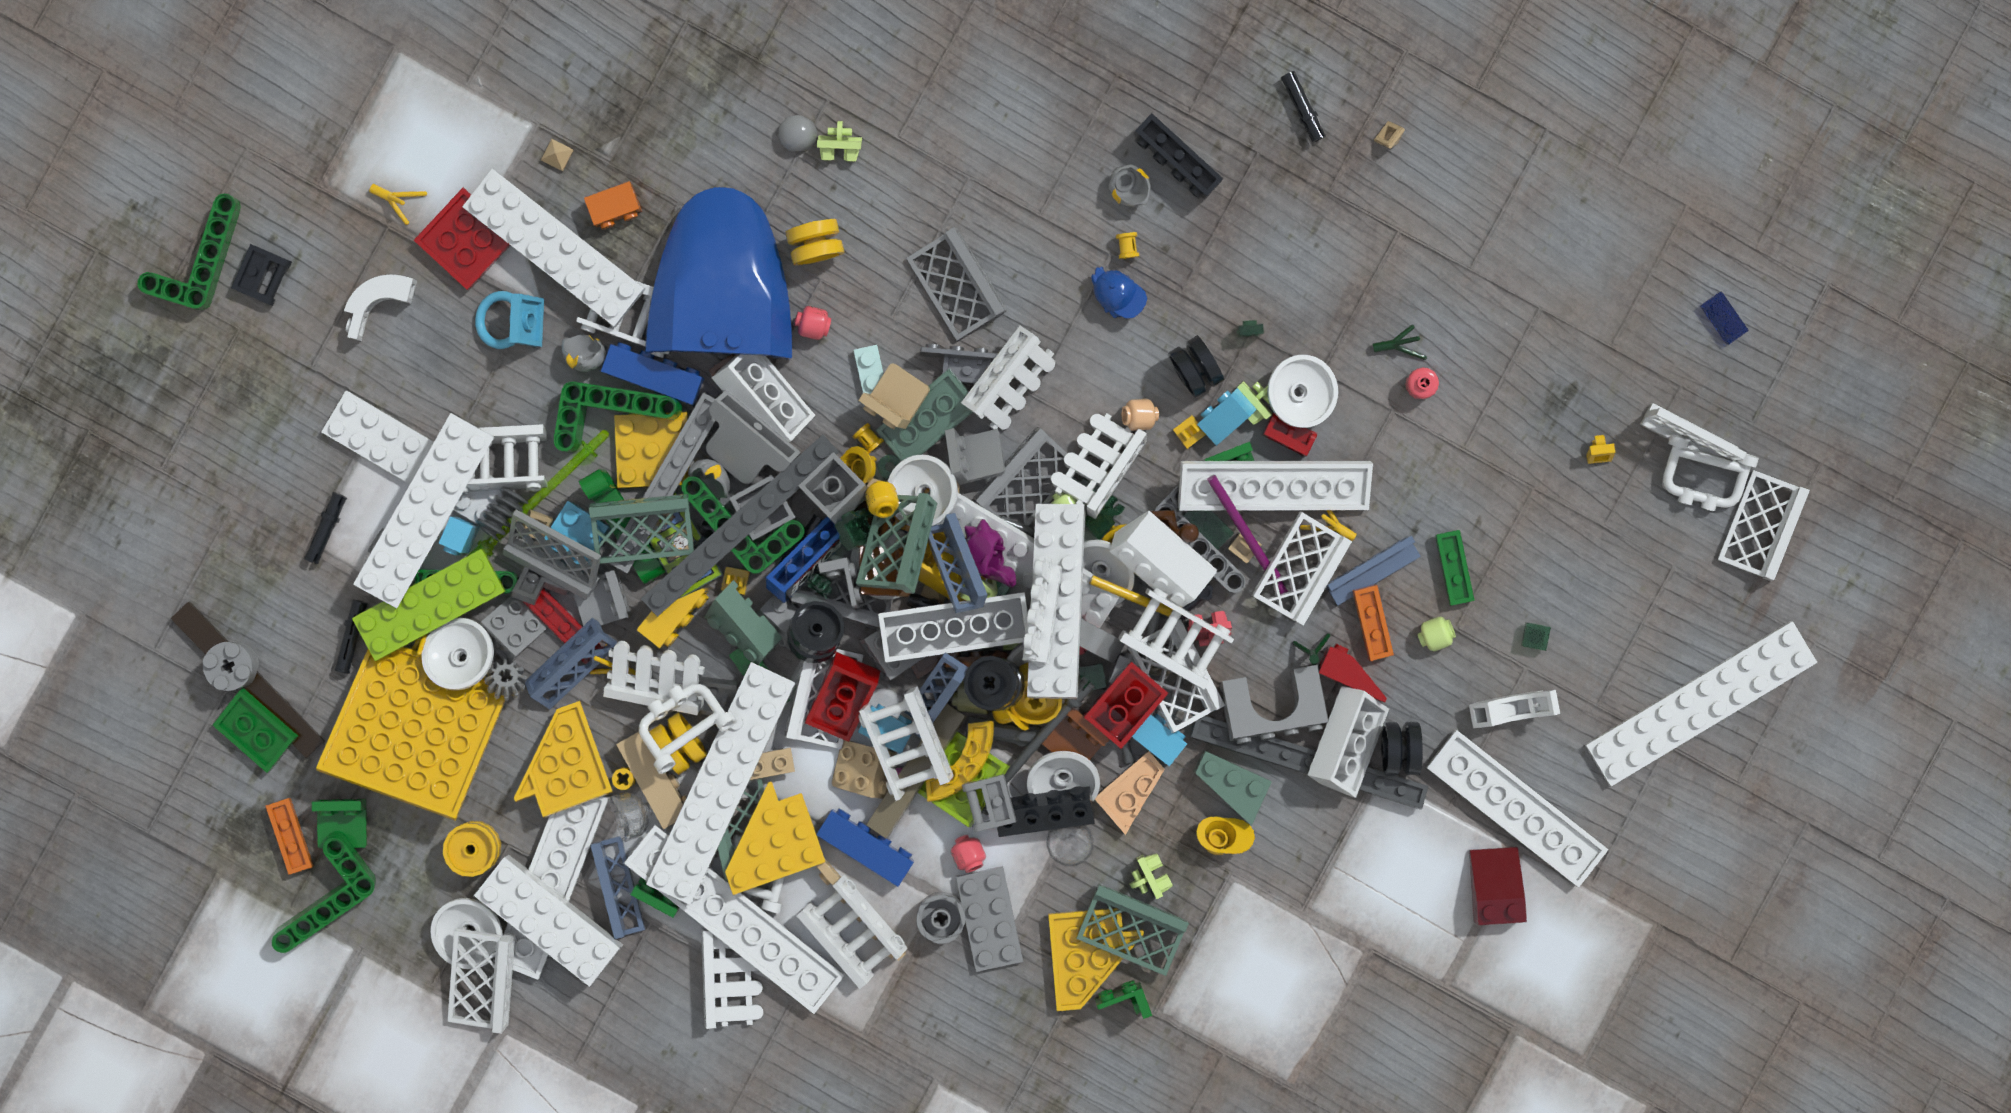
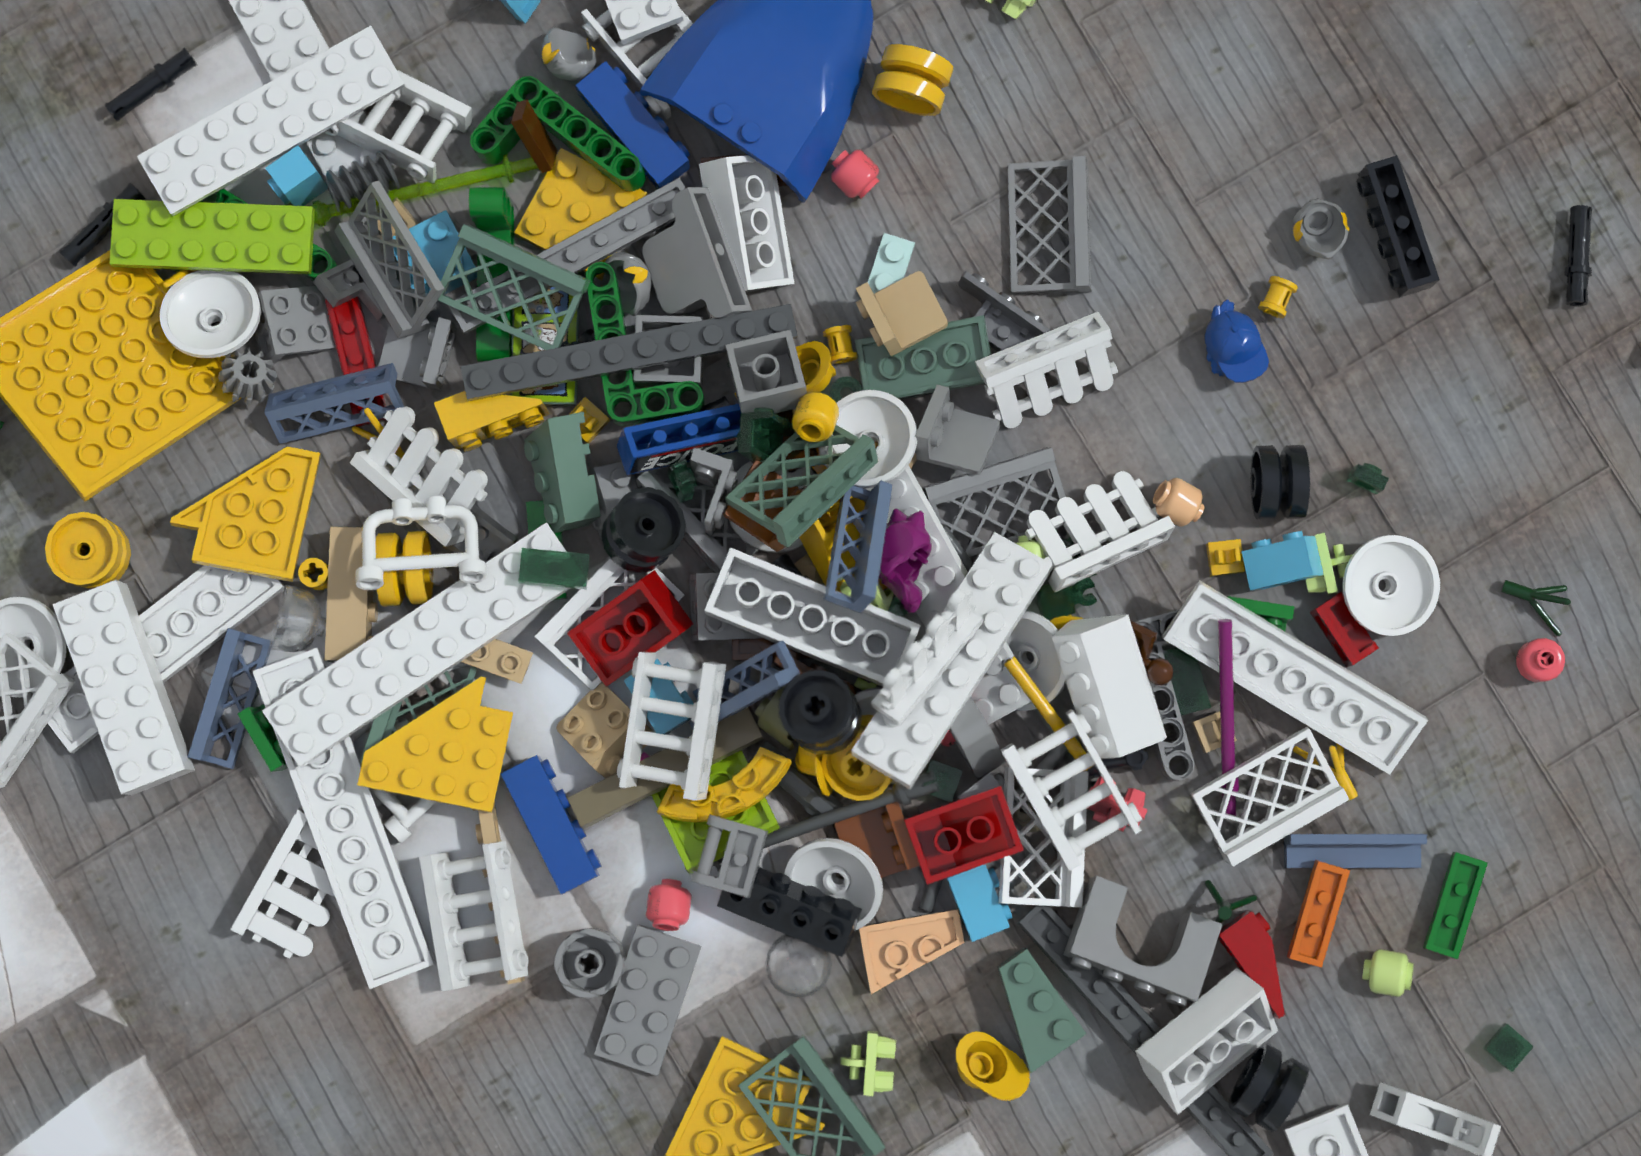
camera: 30 degrees right, 5 degrees down
(595, 420) = (534, 136): none -> reddish brown tile
(774, 689) = (554, 568): none -> clear green plate

